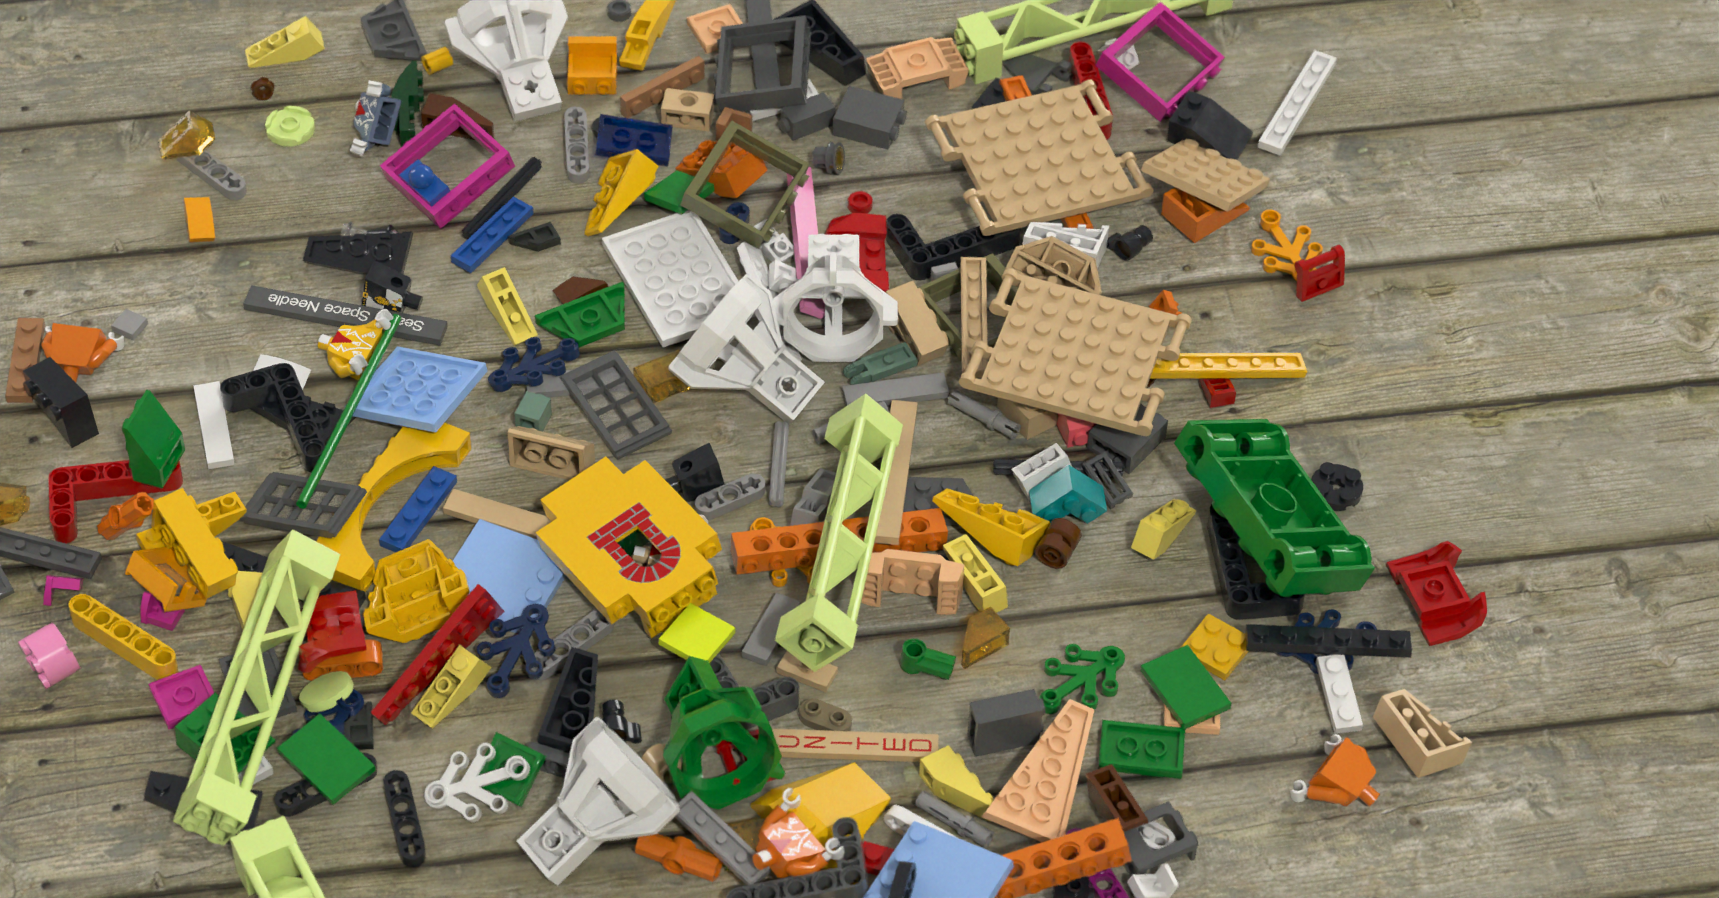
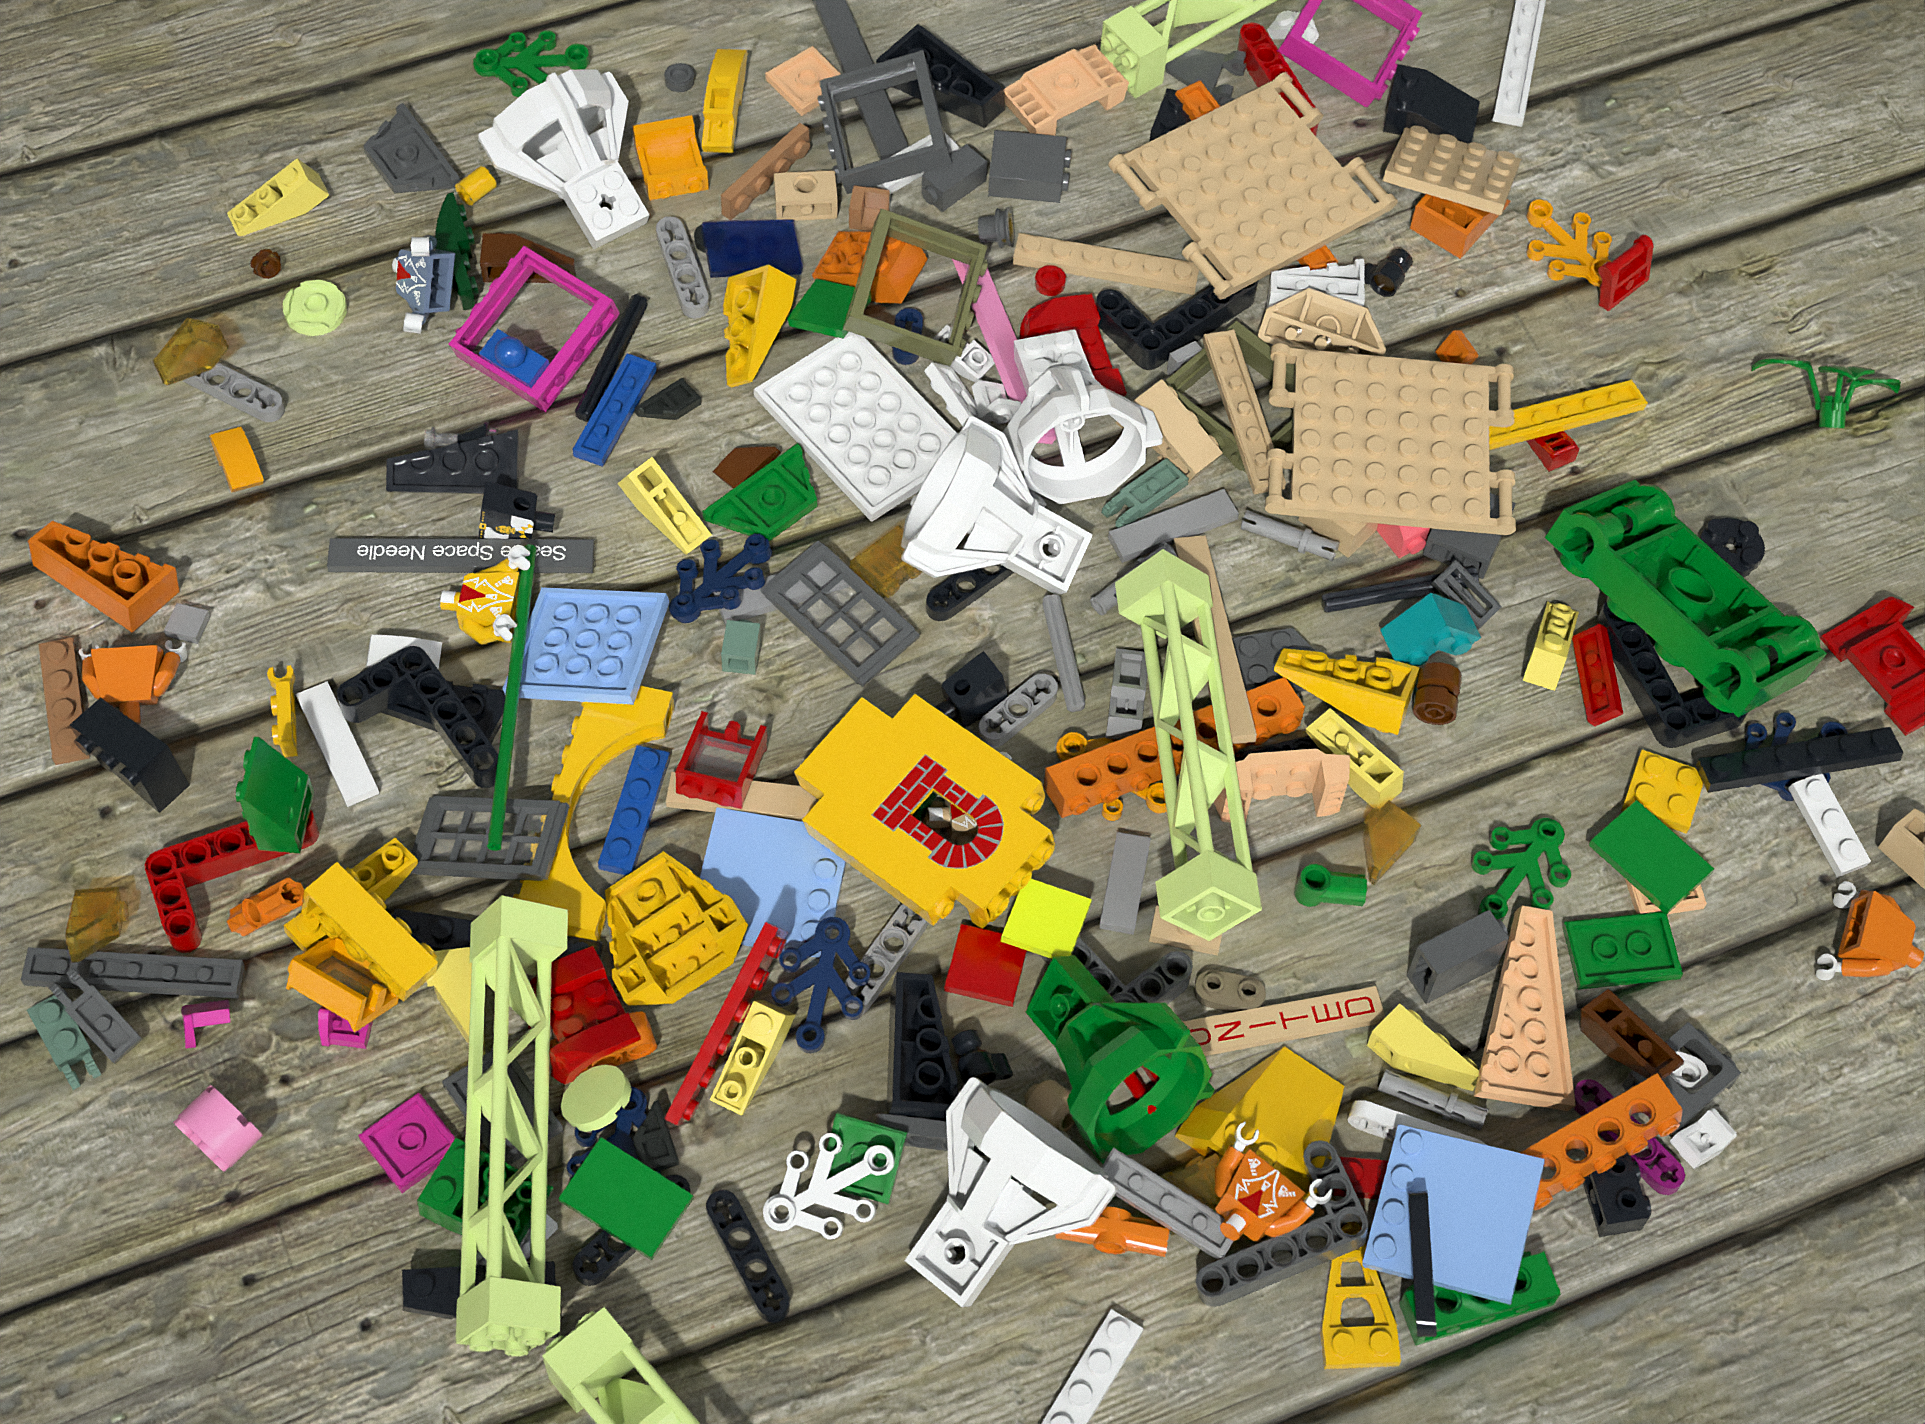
camera: 15 degrees left, 10 degrees up
(77, 279) = (103, 575): none -> orange wedge
(122, 637) = (295, 1065): yellow beam -> none
(182, 395) = (284, 708): none -> yellow plate
(487, 489) = (719, 764): none -> red window
(549, 453) = (781, 698): tan slope -> none
(645, 664) = (985, 967): none -> red tile
(712, 414) = (960, 600): none -> black beam
(907, 198) = (1106, 263): none -> tan plate
(1040, 467) = (1388, 599): white brick -> none
(1191, 555) = (1597, 675): none -> red plate
(1454, 400) = (1834, 407): none -> green plant

